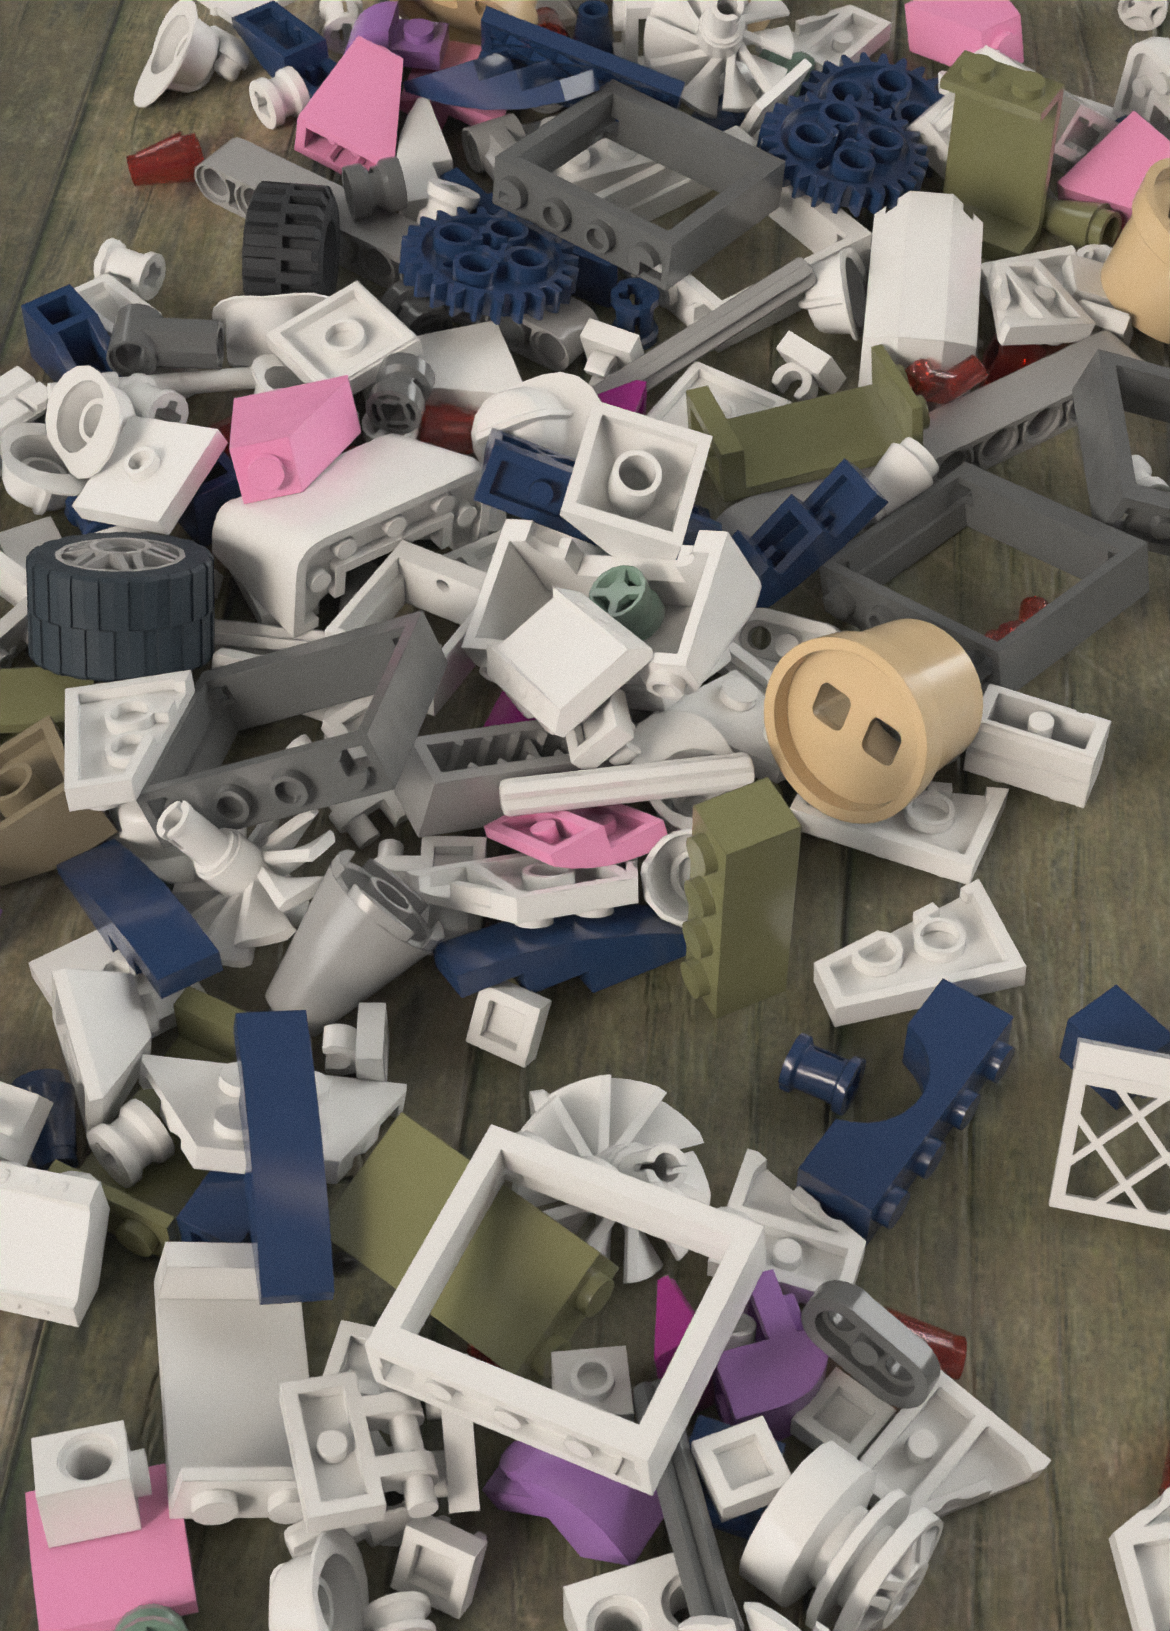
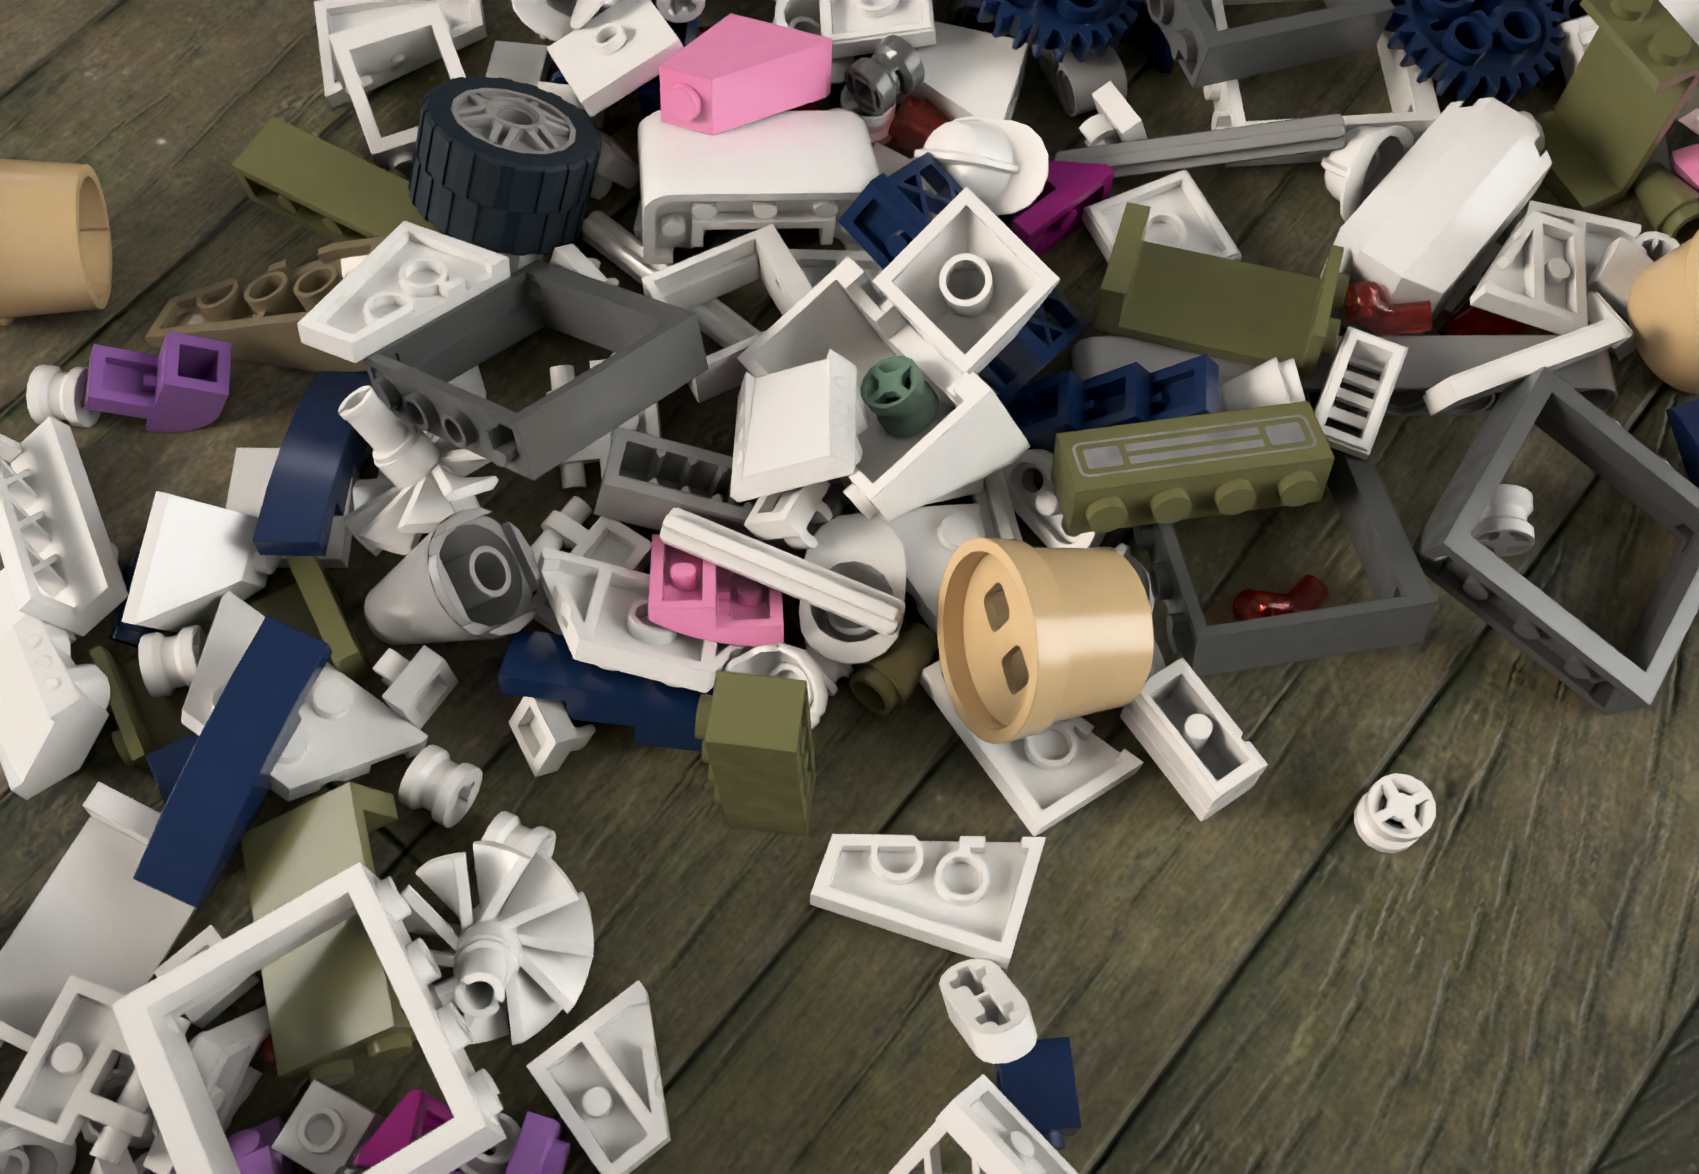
camera: 35 degrees right, 15 degrees up
(454, 1108) = (440, 785): none -> white wheel
(638, 314) = (1175, 104): dark blue bush -> none
(806, 364) = (1286, 226): white tile -> none
(822, 1074) = (760, 945): dark blue bush -> none
(866, 1168) = (719, 1068): dark blue arch -> none
(890, 547) = (1190, 467): none -> olive brick
(968, 412) = (1372, 355): none -> white slope
(1046, 1002) = (978, 1015): none -> white beam
(1063, 377) = (1508, 369): none -> white tile

